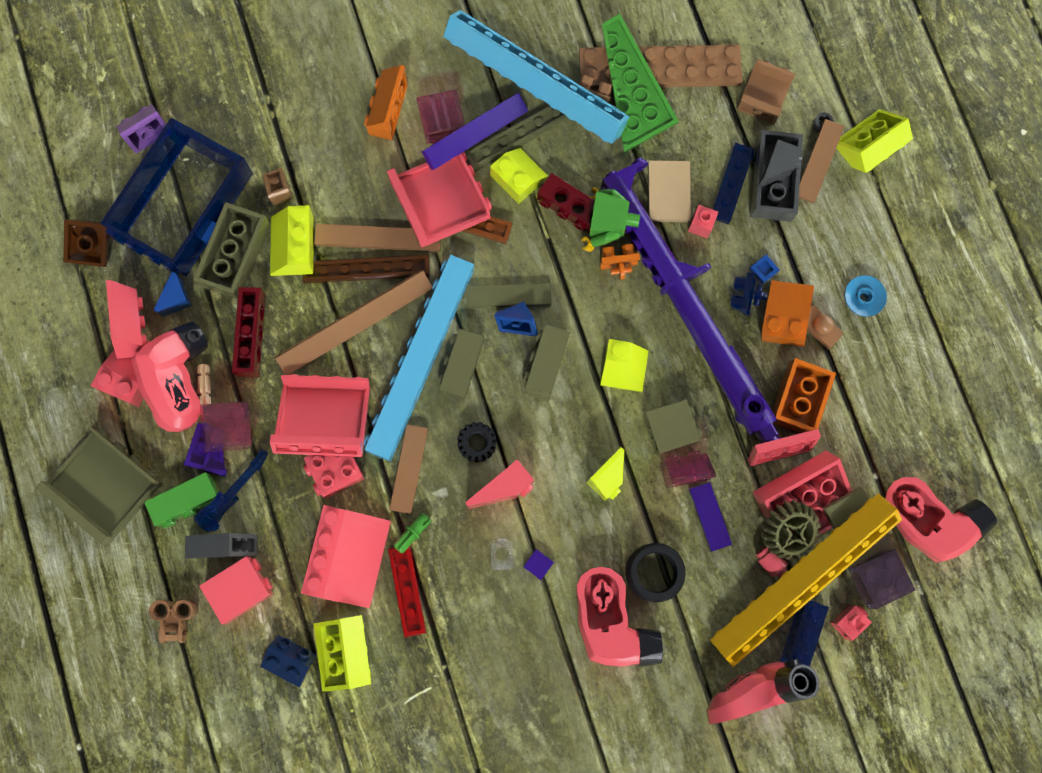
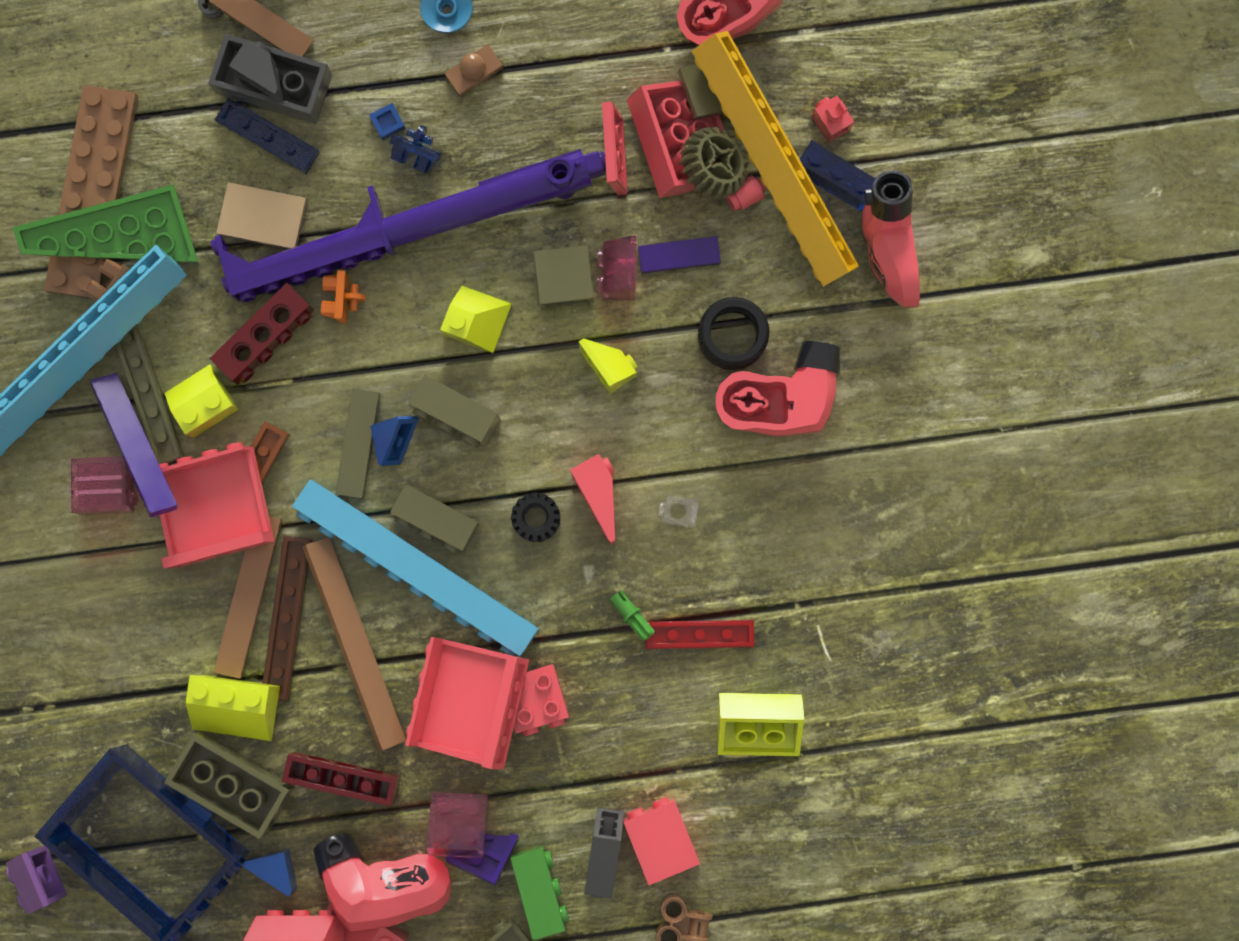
camera: 75 degrees left, 5 degrees up
(204, 384) = (396, 846): tan axle -> none
(210, 516) = (565, 861): clear blue piece -> none
(277, 186) = (152, 714): medium nougat slope -> none
(288, 660) = (756, 791): dark blue bracket -> none
(346, 557) = (646, 700): coral slope -> none
(387, 102) = (68, 553): orange slope -> none
(409, 469) = (552, 606): medium nougat tile -> none
(538, 564) = (697, 470): dark purple tile -> none
(609, 218) = (285, 298): bright green torso -> none
(702, 221) = (311, 183): coral brick -> none
(765, 91) = (154, 66): medium nougat panel -> none
(787, 313) = (449, 105): orange slope -> none
(802, 396) = (556, 111): orange brick -> none
(881, 579) = (789, 71): clear purple brick -> none

